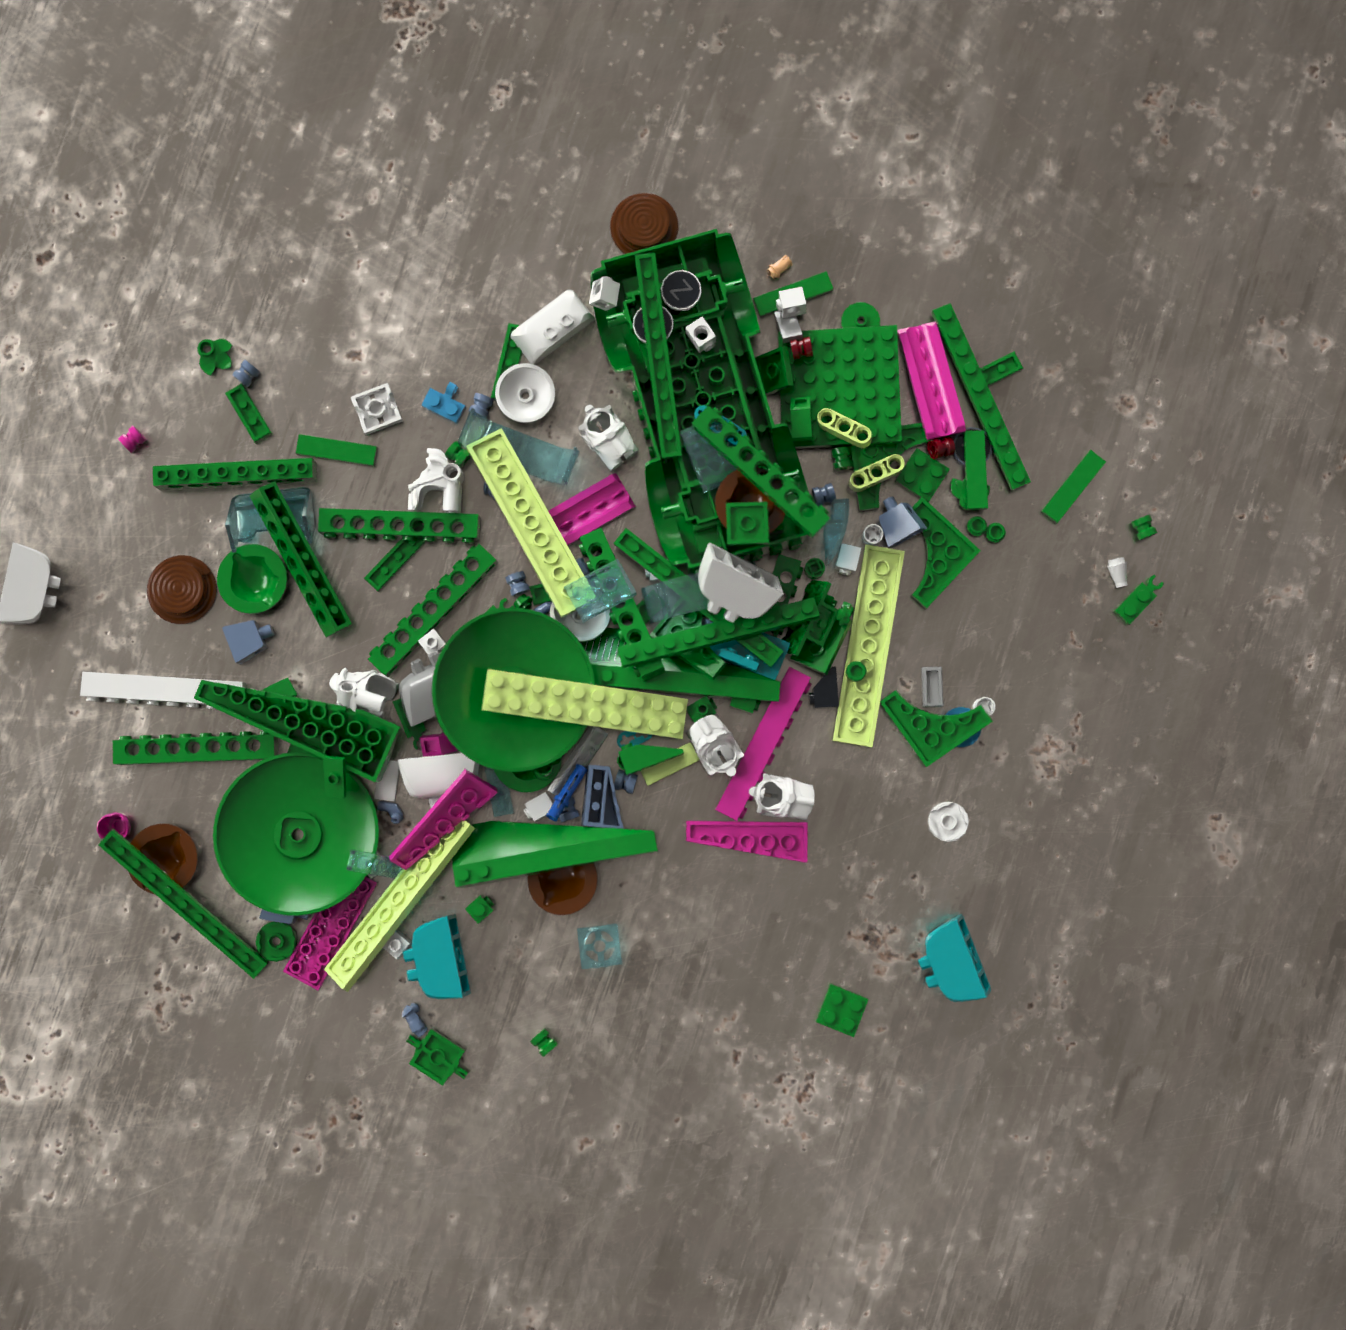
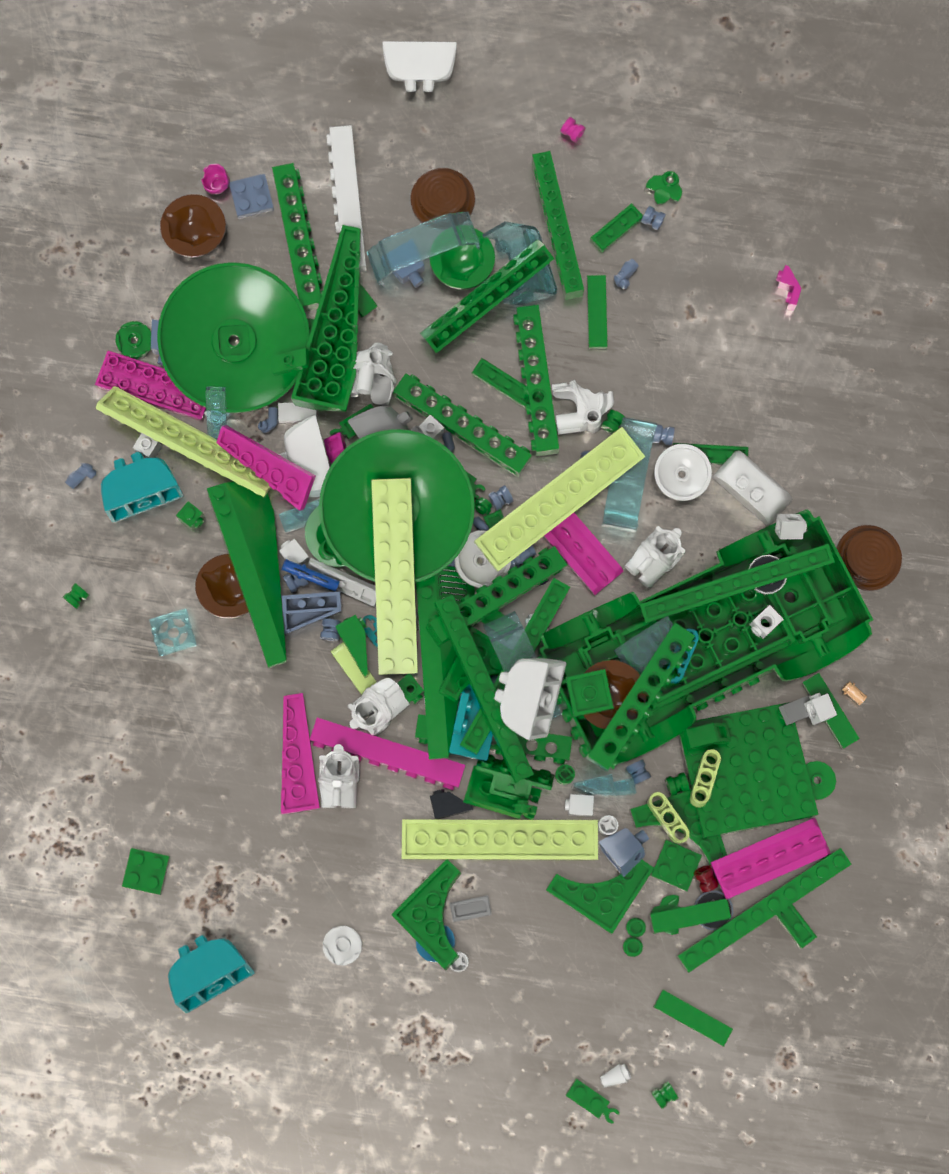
camera: 75 degrees right, 5 degrees down
(139, 792) = (251, 196): none -> sand blue plate
(183, 903) = (154, 251): green plate -> none
(231, 618) = (421, 243): none -> clear light blue windscreen
(296, 410) = (625, 273): none -> sand blue arm
(341, 248) = (789, 283): none -> dark pink slope
(371, 409) = (641, 336): white brick -> none
(437, 1056) = (49, 501): green plate -> none
(444, 403) = (659, 401): dark azure plate -> none
(448, 628) = (448, 441): none -> sand blue arm
(600, 590) = (504, 571): clear light blue plate -> none
(681, 290) = (805, 595): black tile -> none
(775, 370) = (750, 703): green plate -> none
(797, 349) = (776, 725): dark red wheel -> none
(856, 671) = (471, 830): green tile -> none

